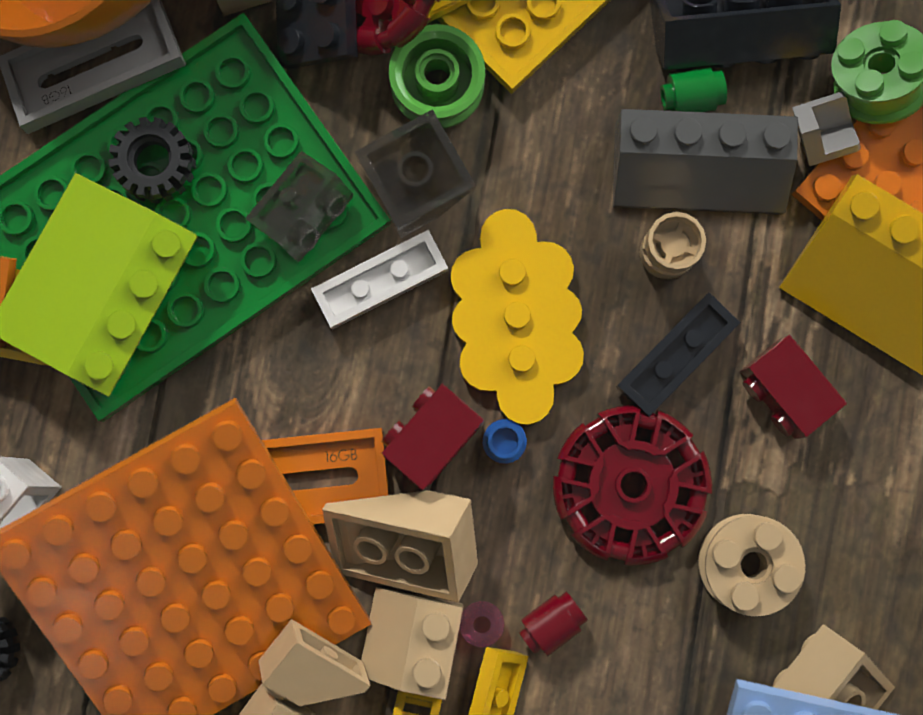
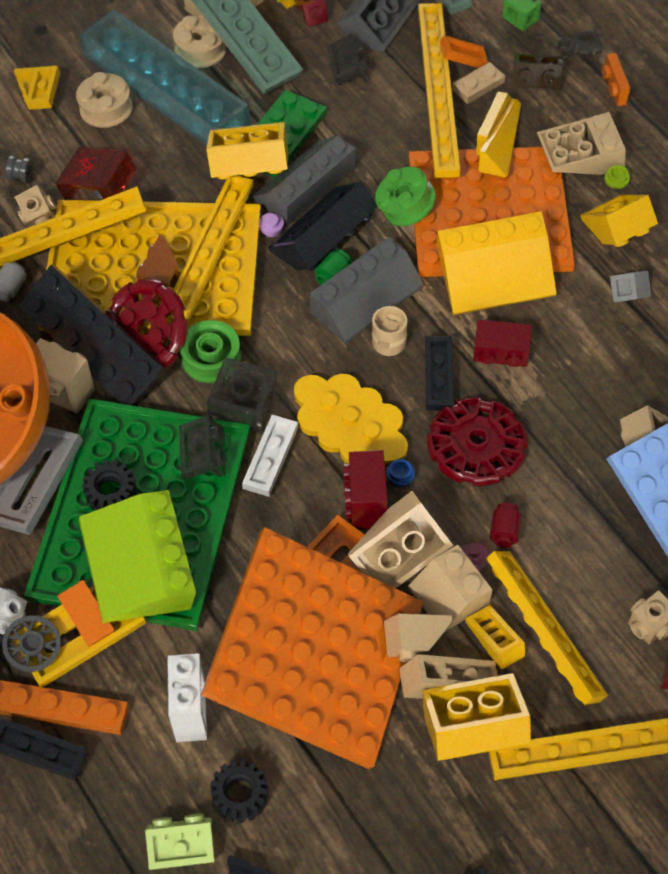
camera: 40 degrees left, 25 degrees down
(779, 571) = (566, 410): tan wheel -> none
(826, 128) = (406, 235): light grey panel -> none

